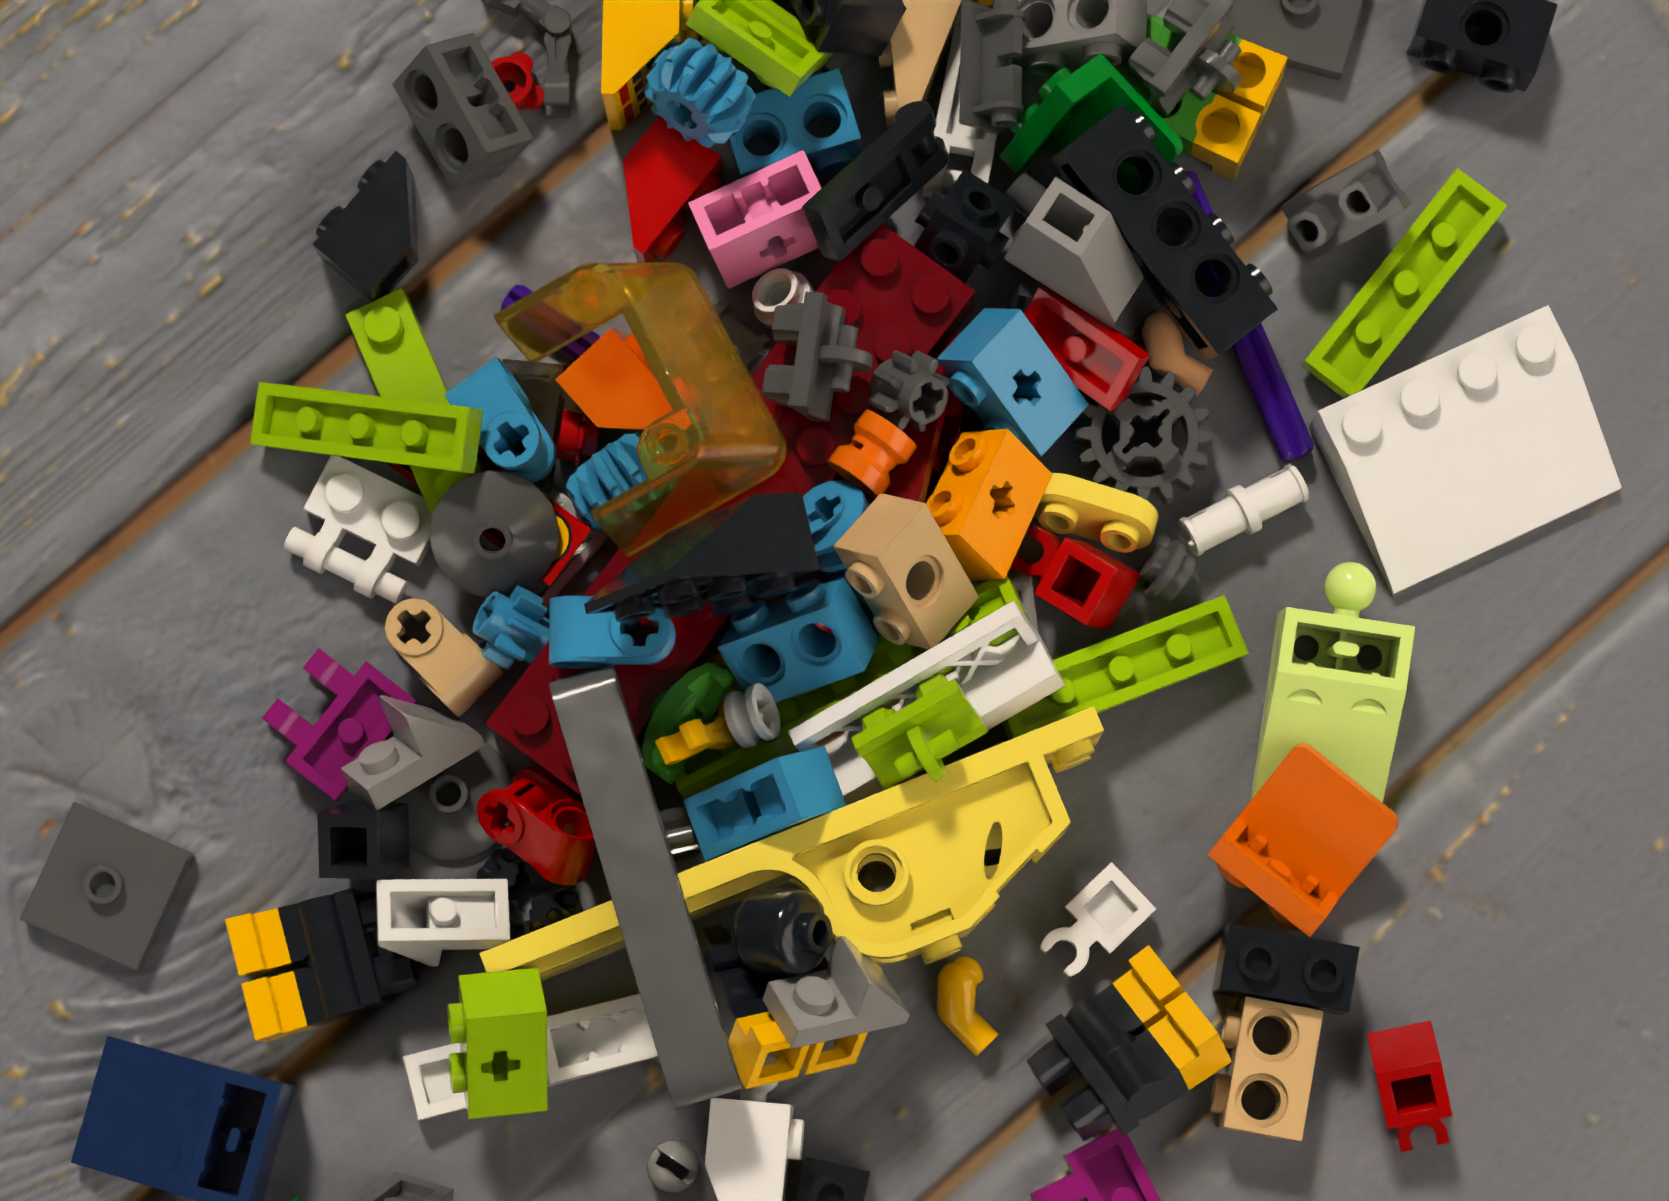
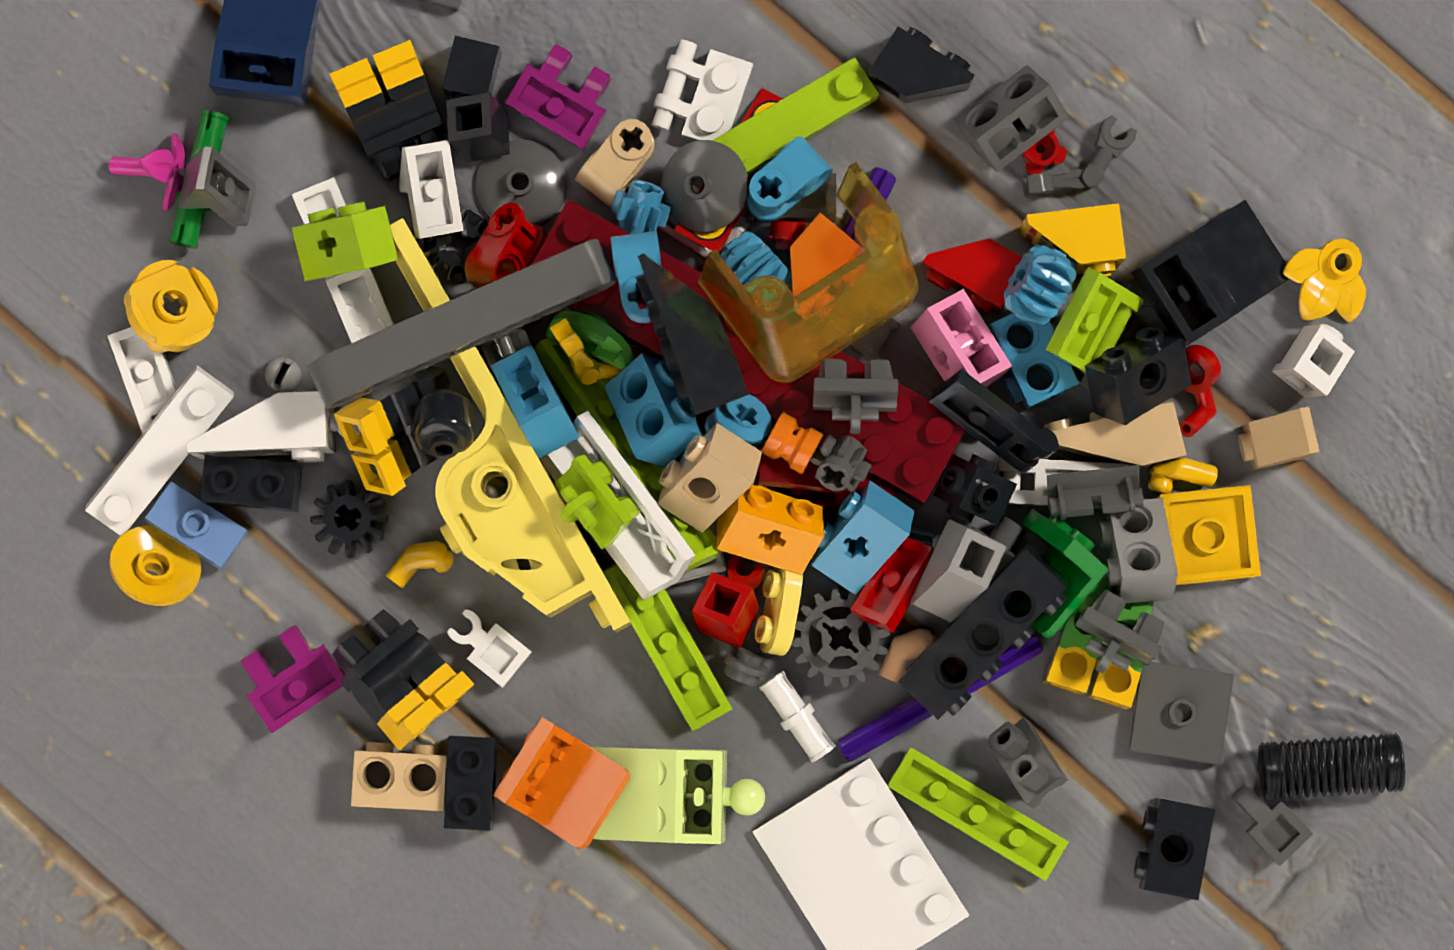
camera: 80 degrees right, 5 degrees up
(278, 841) = (471, 68): none -> black brick
(367, 427) = (768, 84): lime plate -> none
(422, 747) = (549, 158): light grey slope -> none
(752, 715) = (596, 384): white bush -> none
(776, 289) = (912, 359): white plate -> none
(835, 1002) = (400, 469): light grey slope -> none
(912, 1102) = (344, 533): none -> black gear
(1411, 1081) = (404, 878): red brick -> none

